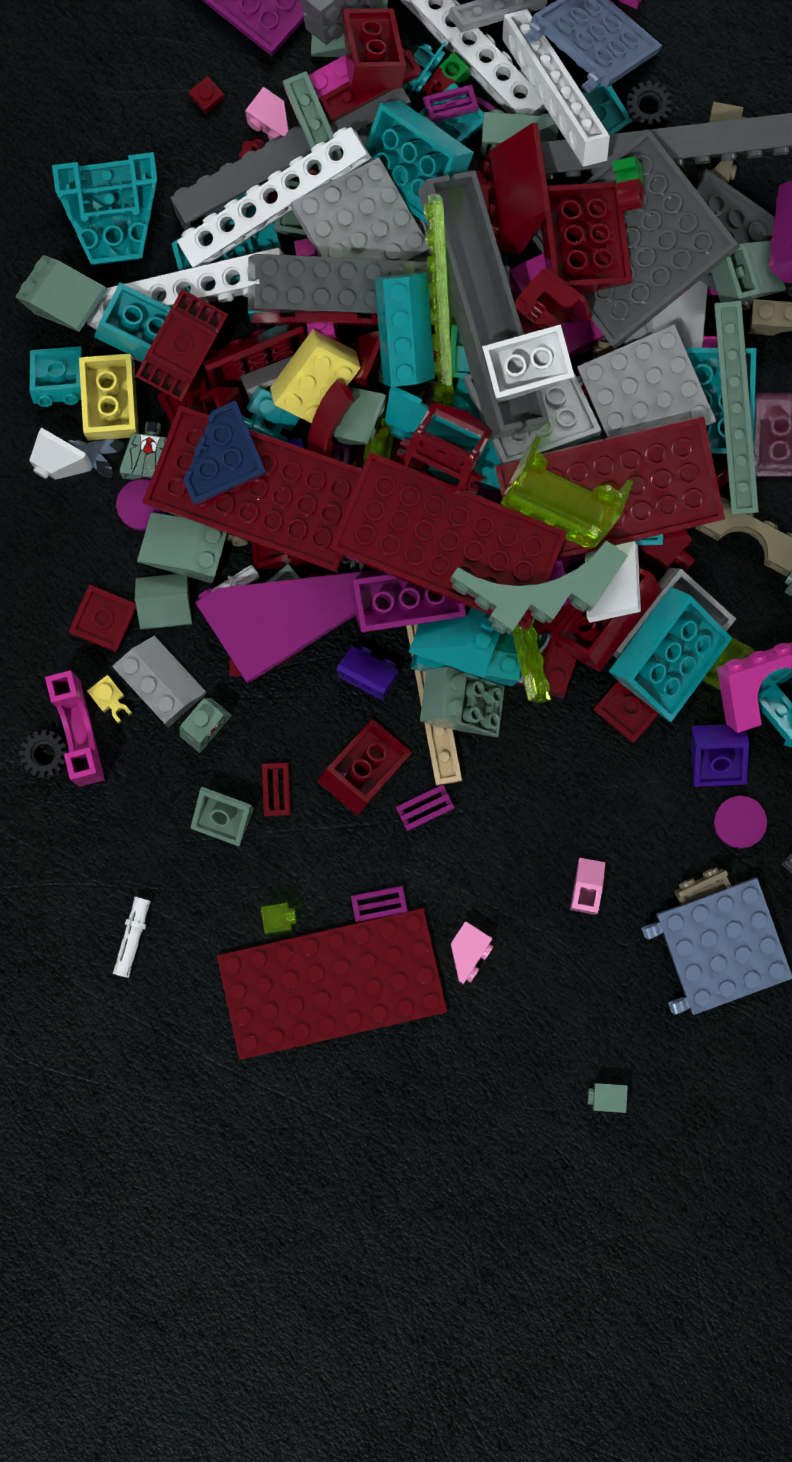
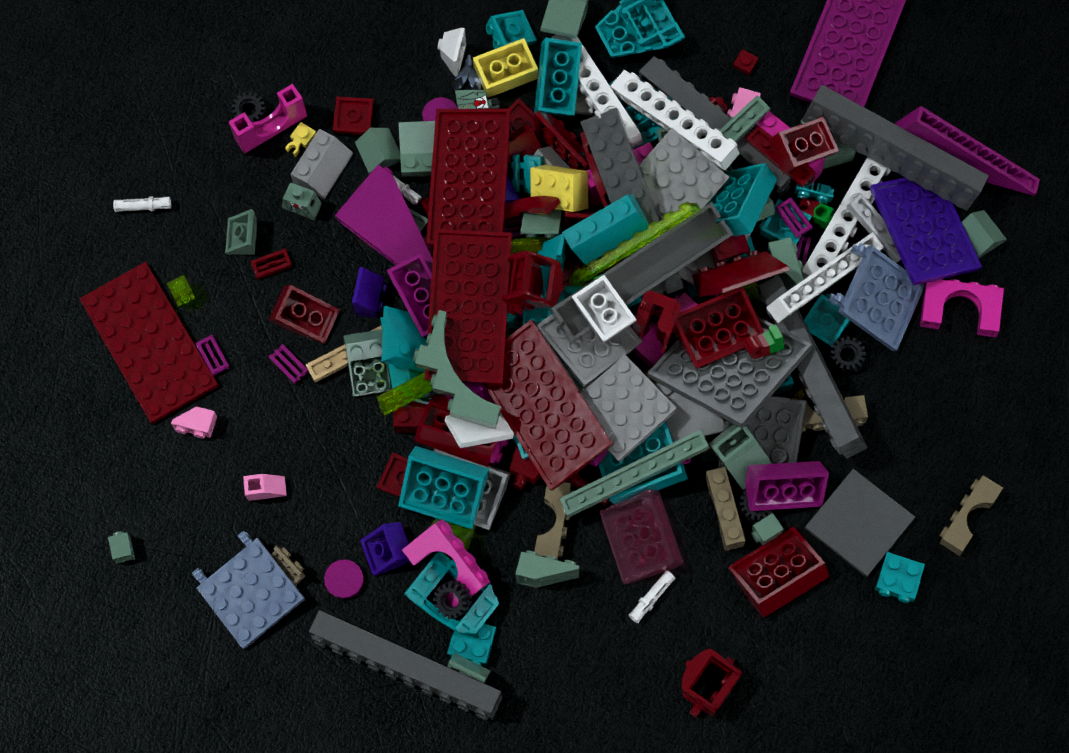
camera: 70 degrees right, 10 degrees down
(181, 345) = (551, 95): dark red plate -> none
(223, 456) = (482, 145): dark blue plate -> none
(561, 503) = (521, 367): clear neon green windscreen -> none

